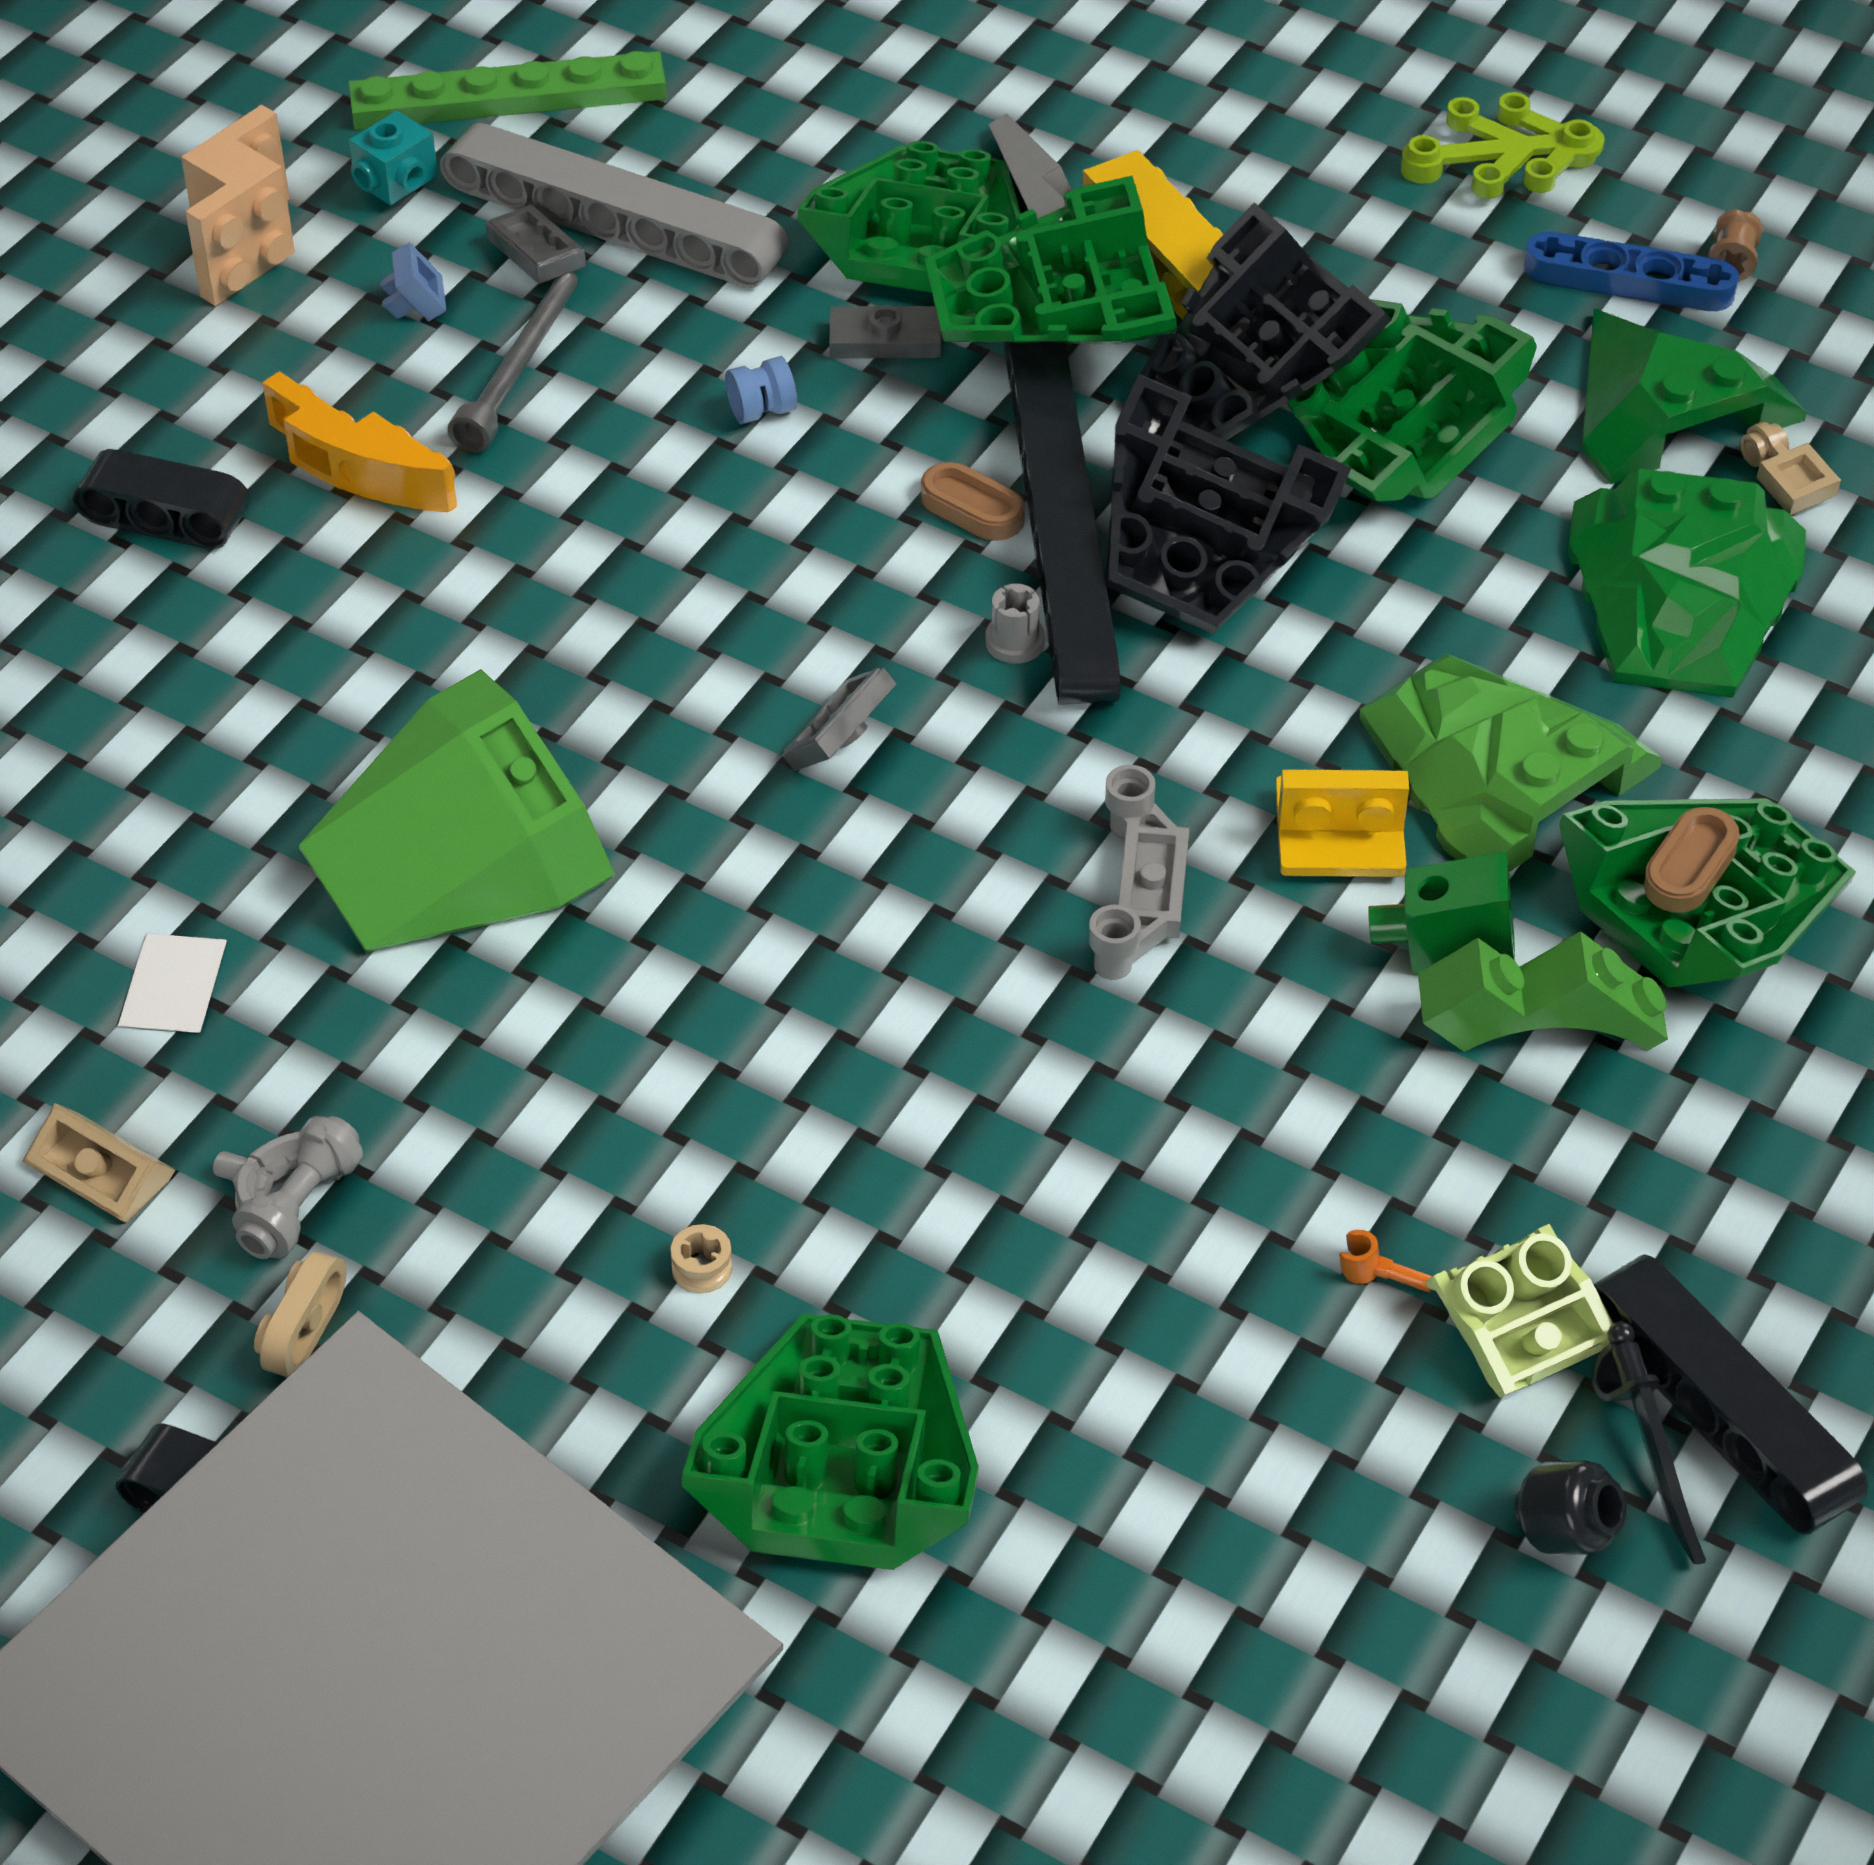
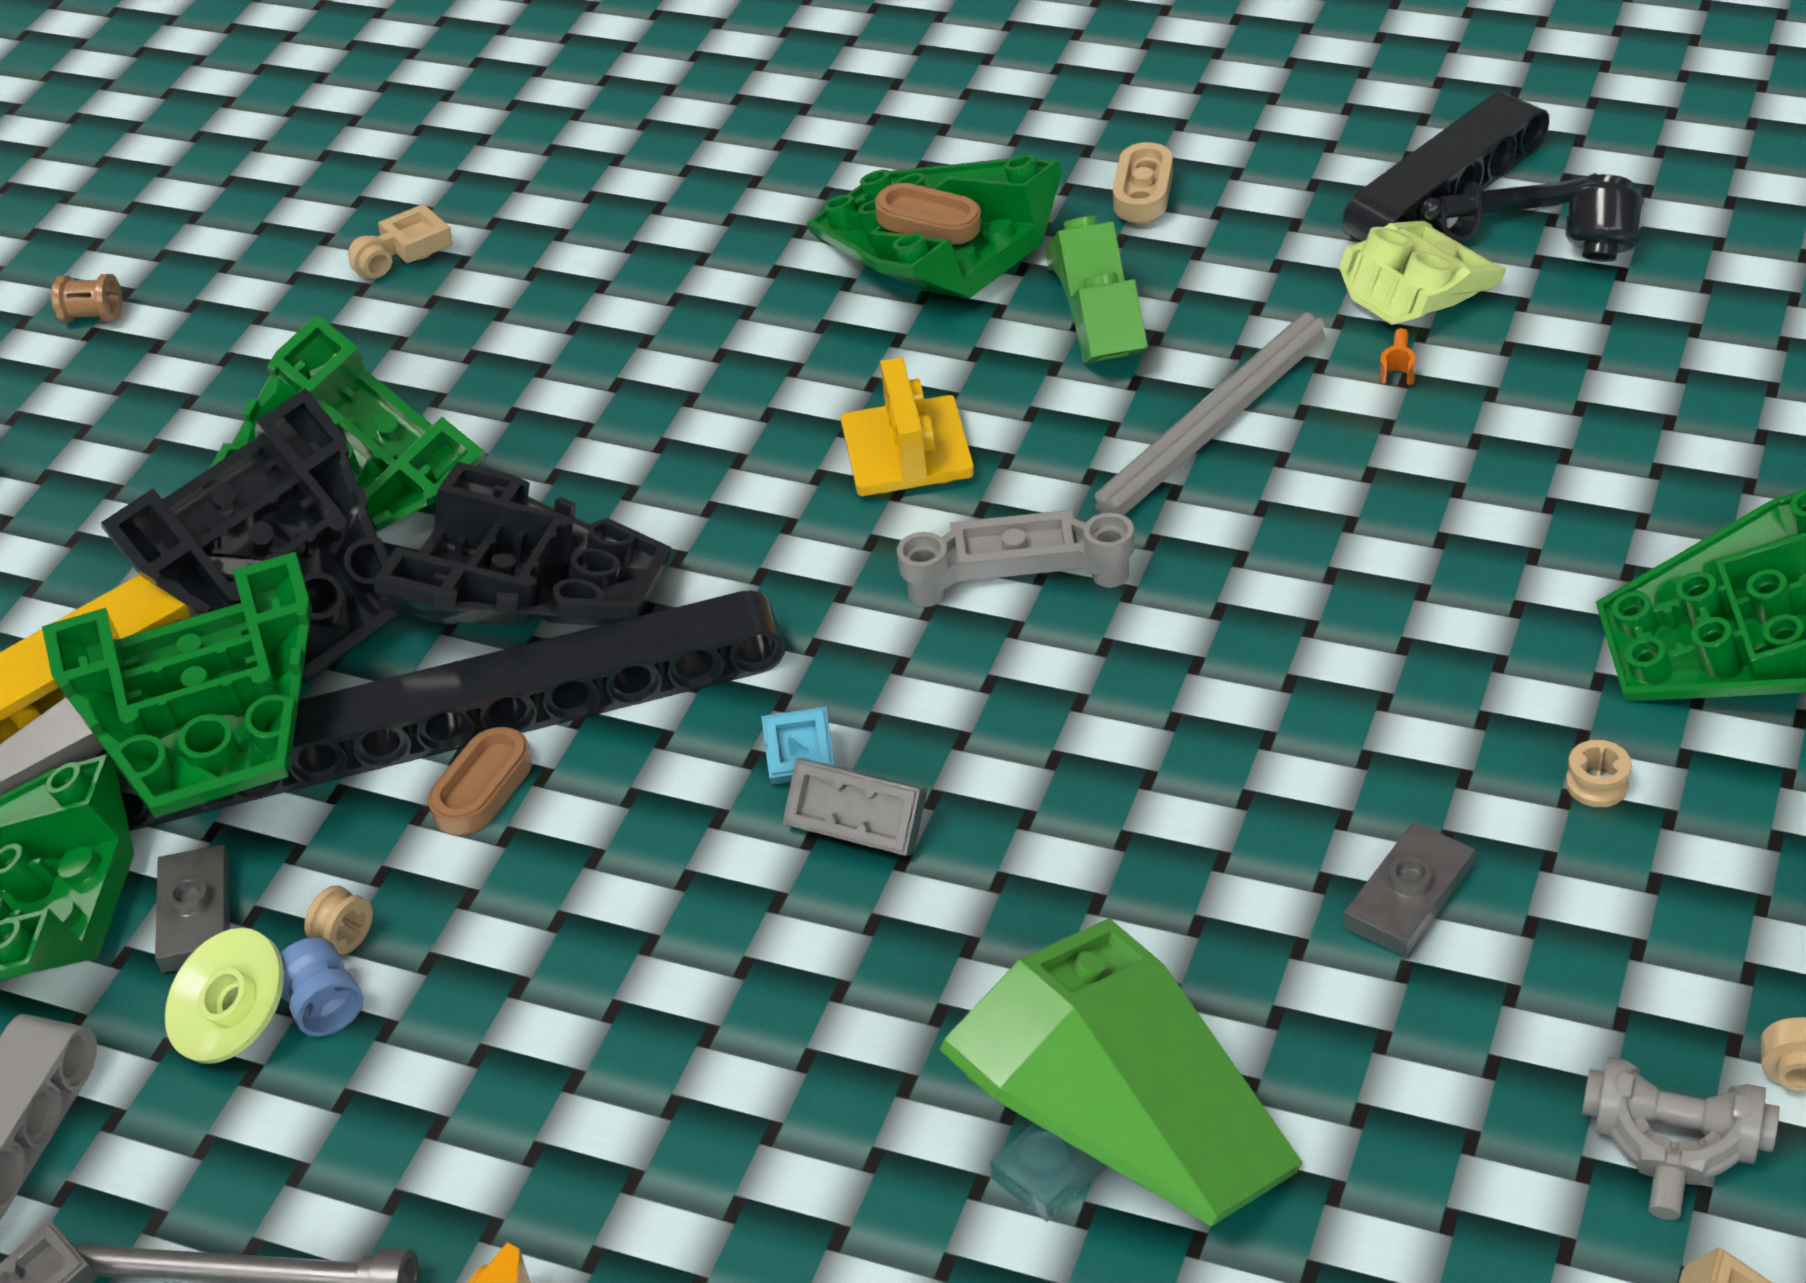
camera: 95 degrees left, 5 degrees down
(617, 1085) = (1409, 889): none -> flat silver plate
(766, 338) = (224, 995): none -> yellowish green dish
(829, 404) = (339, 918): none -> tan bush
(931, 695) = (796, 736): none -> medium azure tile
(1015, 628) = (683, 704): light grey bush -> none
(1328, 1084) = (1210, 416): none -> light grey axle
(1449, 908) = (1026, 361): green torso -> none
(1496, 754) = (794, 358): bright green wedge -> none
(1662, 383) = (297, 283): green wedge -> none
(1684, 576) = (545, 284): green wedge -> none
(1709, 288) = (104, 364): blue beam -> none
(1769, 1095) = (1143, 182): none -> tan plate

